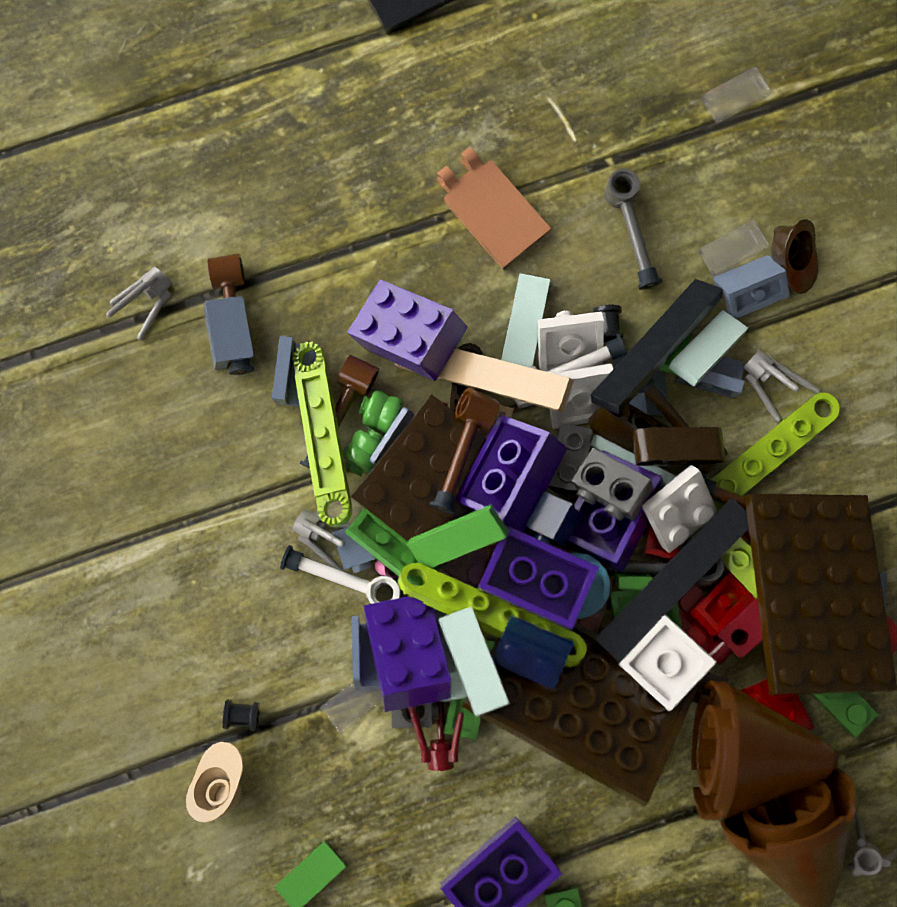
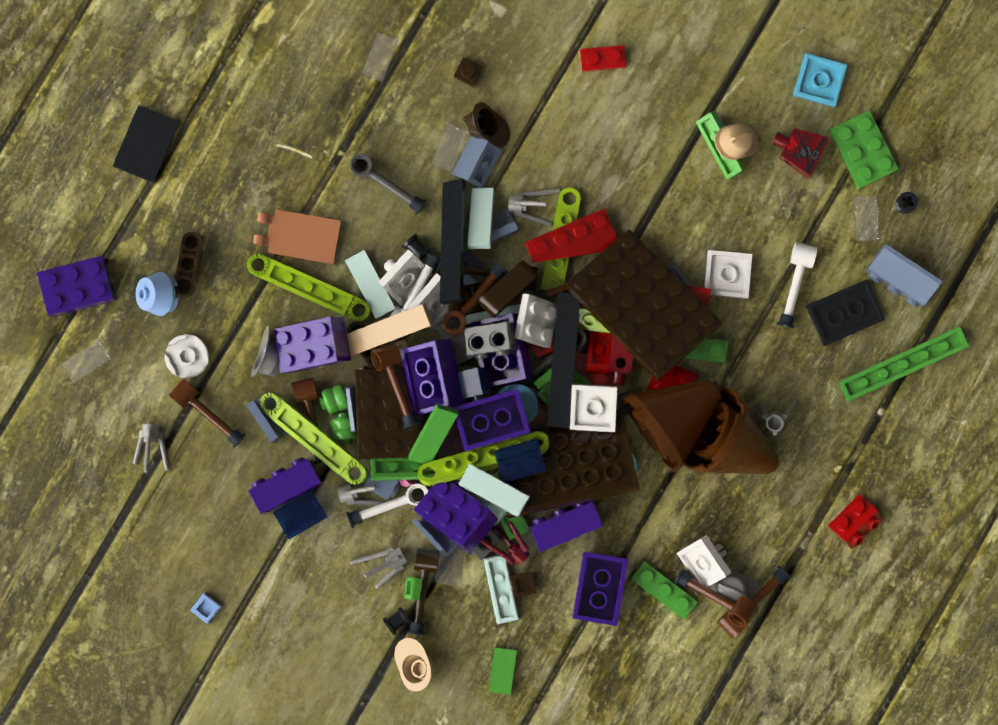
camera: 40 degrees left, 5 degrees up
(48, 522) = (206, 608): none -> light blue tile
(155, 155) = (86, 361): none -> clear tile
(211, 67) = (76, 286): none -> dark purple brick
(227, 331) = (214, 425): sand blue panel -> none
(237, 505) = (300, 514): none -> clear blue plate
(245, 458) = (285, 485): none -> dark purple brick
(264, 237) = (187, 356): none -> white tile
(287, 140) = (157, 293): none -> light blue cone
(289, 694) = (413, 588): none -> bright green tile
(296, 643) = (394, 560): none -> light grey plant
(328, 678) = (426, 562): none -> dark brown piece
(345, 310) = (268, 358): none -> light grey piece
(354, 128) = (189, 253): none -> dark brown beam
(387, 780) = (501, 589): none -> light aqua tile
(416, 796) = (523, 584): none -> dark brown plate
(456, 270) = (308, 287): none -> lime plate
(521, 771) = (565, 525): none -> dark purple brick
(678, 418) = (496, 273): none -> reddish brown piece
(795, 456) = (581, 237): none -> red wing
(819, 186) = (468, 72): none -> dark brown plate

